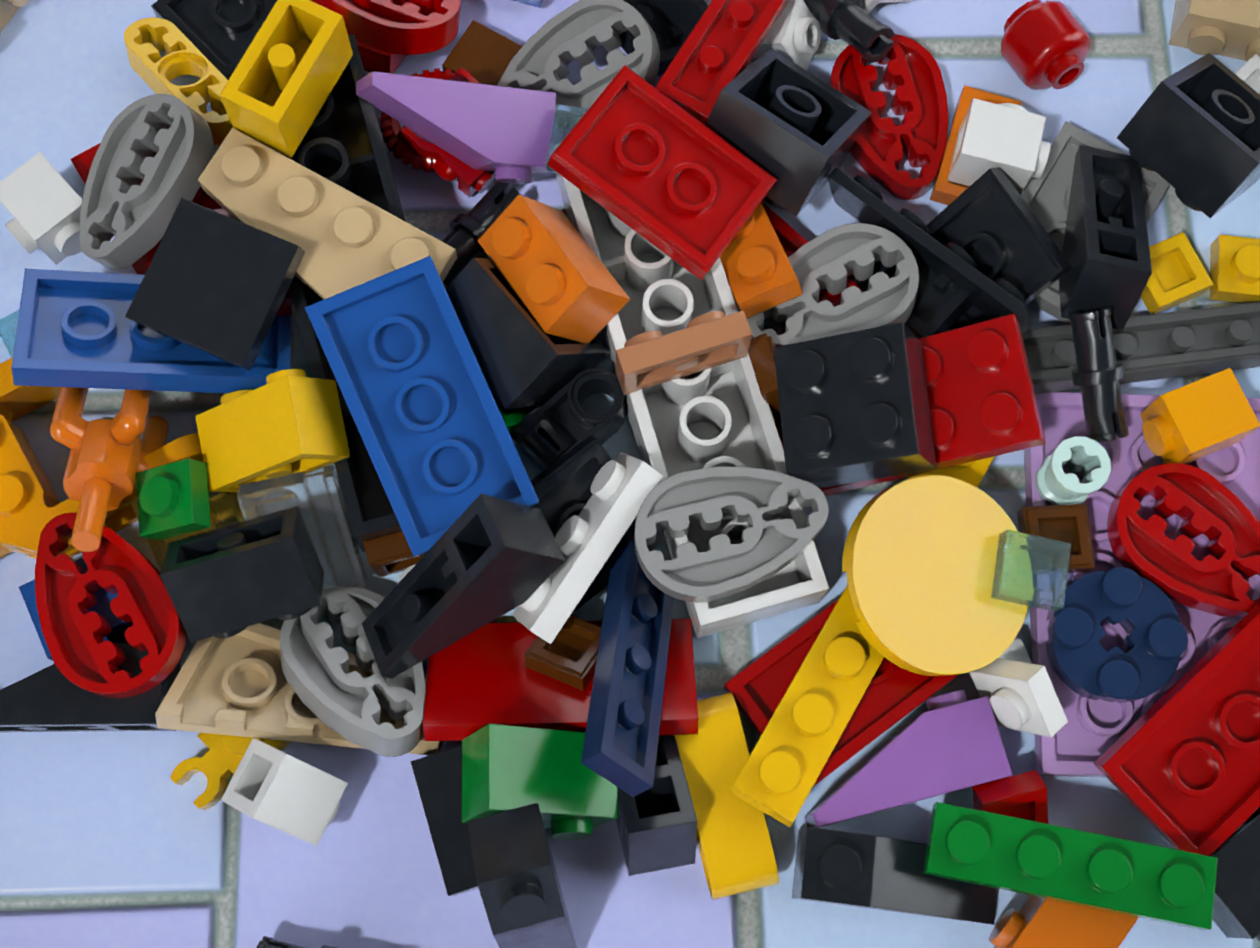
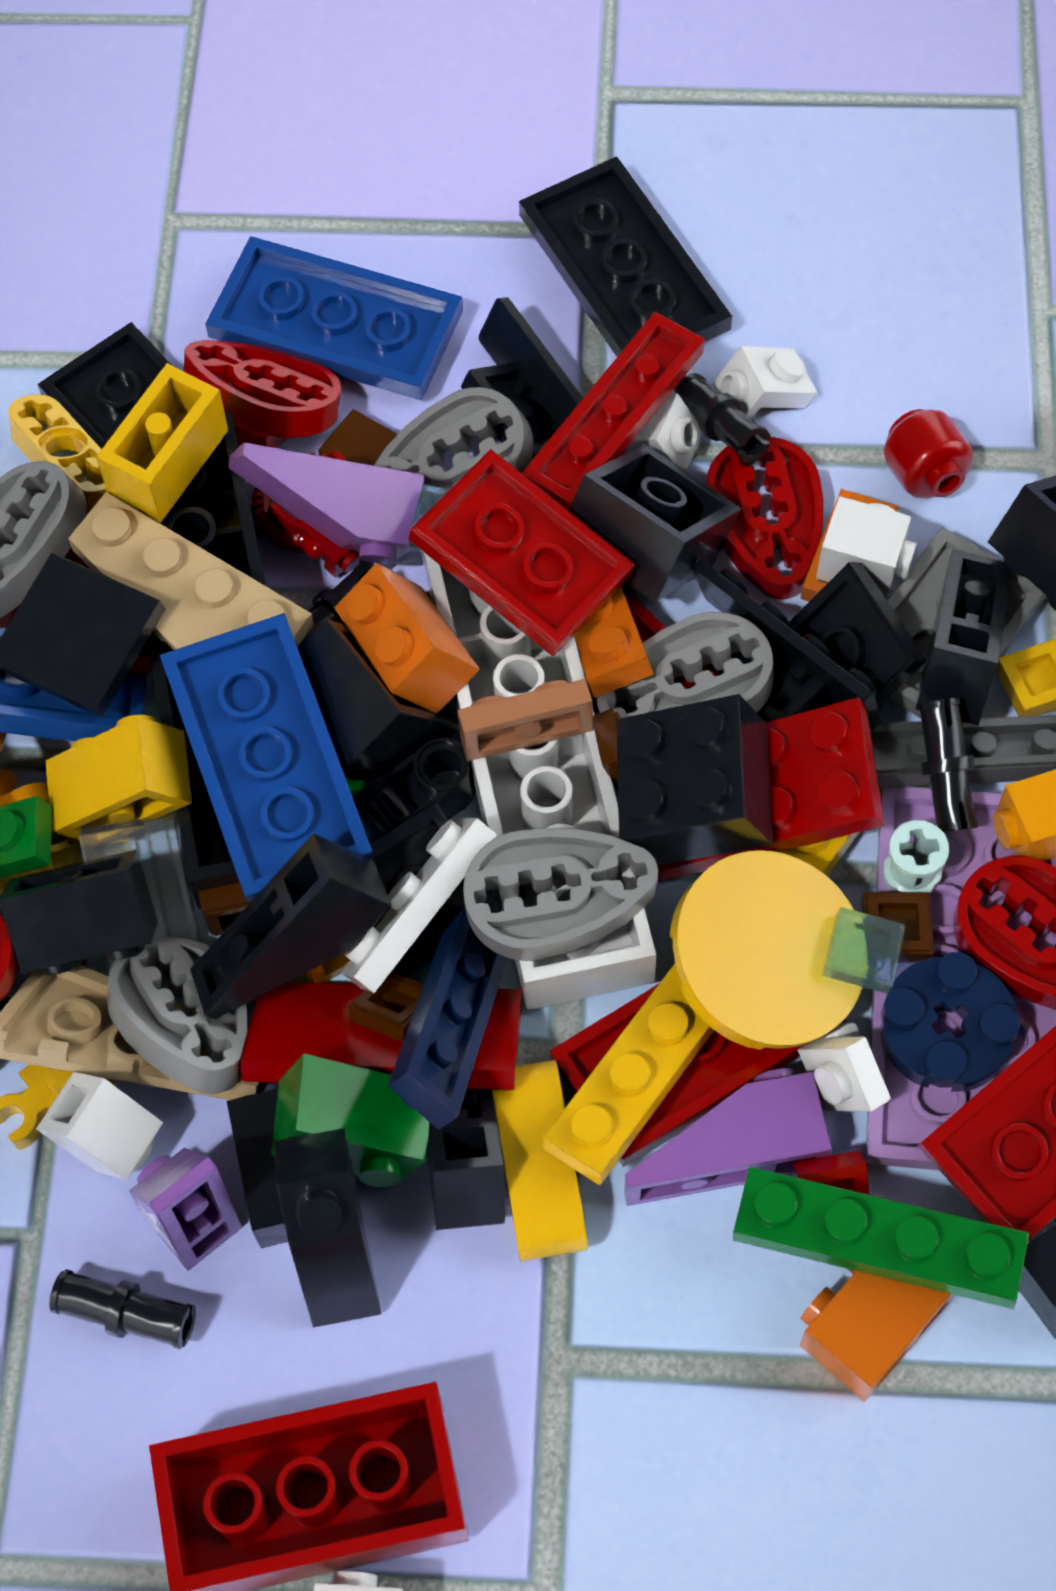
camera: 10 degrees right, 10 degrees down
(373, 869) = (186, 1205): none -> medium lavender slope
(882, 876) = (693, 1247): black slope -> none

